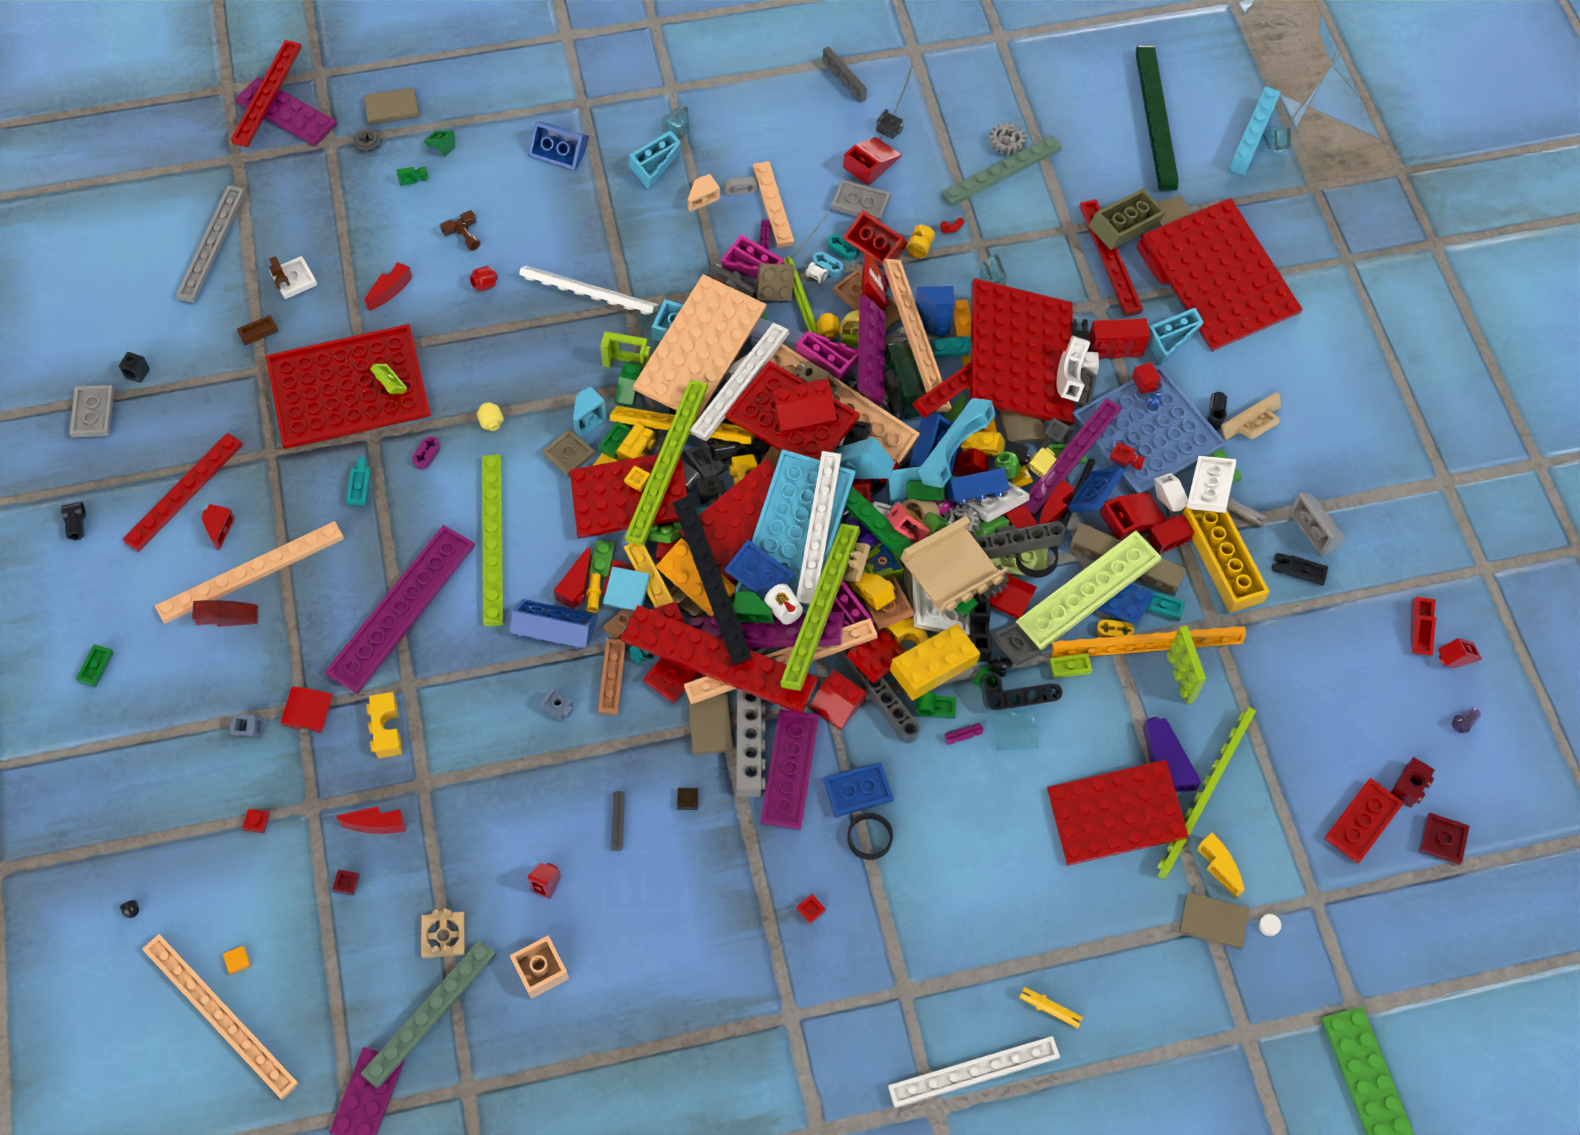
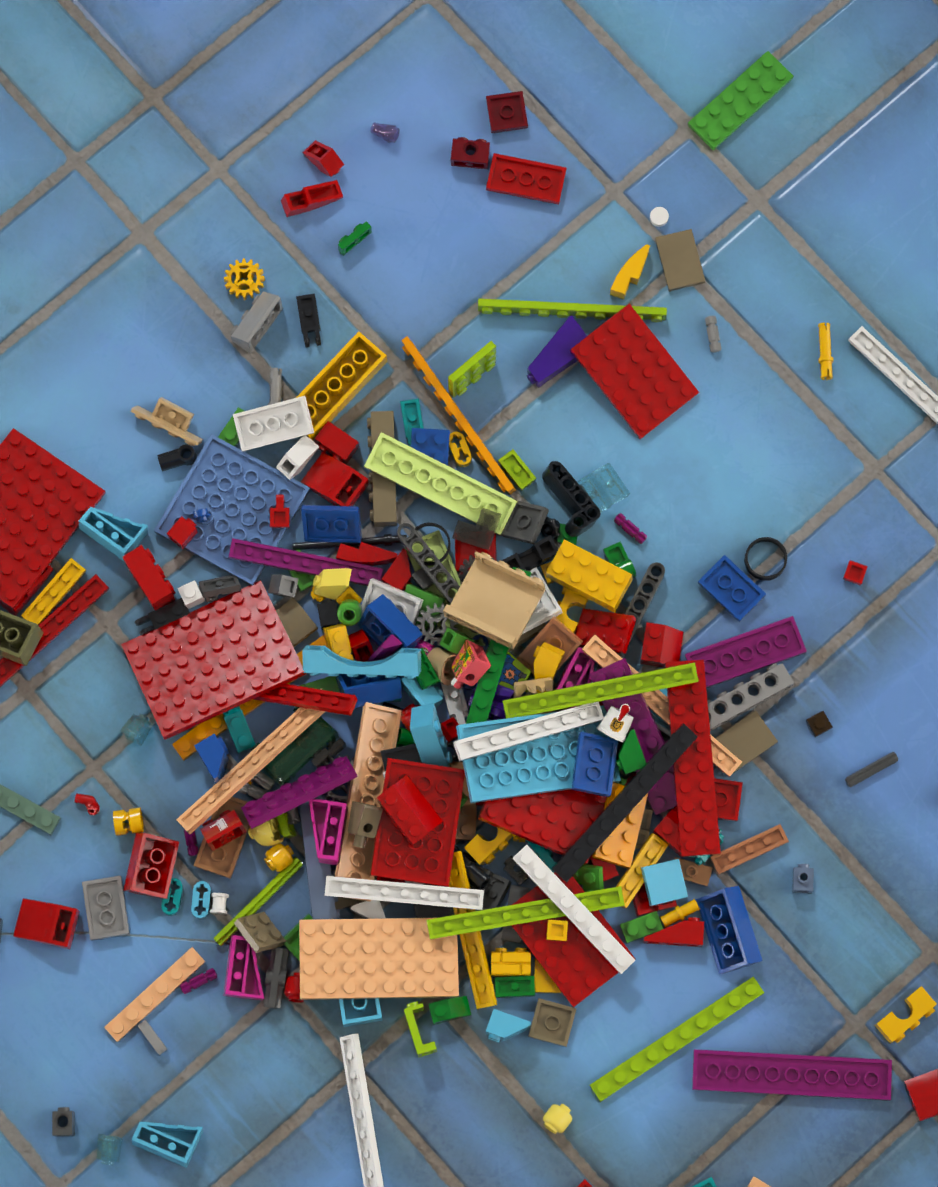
camera: 115 degrees left, 15 degrees up
(424, 452) = (625, 1162): magenta beam -> none
(645, 494) = (573, 909): none -> white plate
(703, 192) = (181, 1070): light nougat slope -> none
(713, 106) = (68, 1130): none -> dark grey brick
(959, 467) = (386, 649): none -> magenta slope
(1024, 599) = (482, 533): none -> clear smoke plate
(1068, 376) = (218, 603): white arch -> none
(1121, 909) = (713, 334): none -> light grey axle
(1142, 276) = (54, 592): none -> yellow plate
(1364, 535) = (245, 273): none -> yellow gear
(1365, 641) = (360, 232): none -> green plate

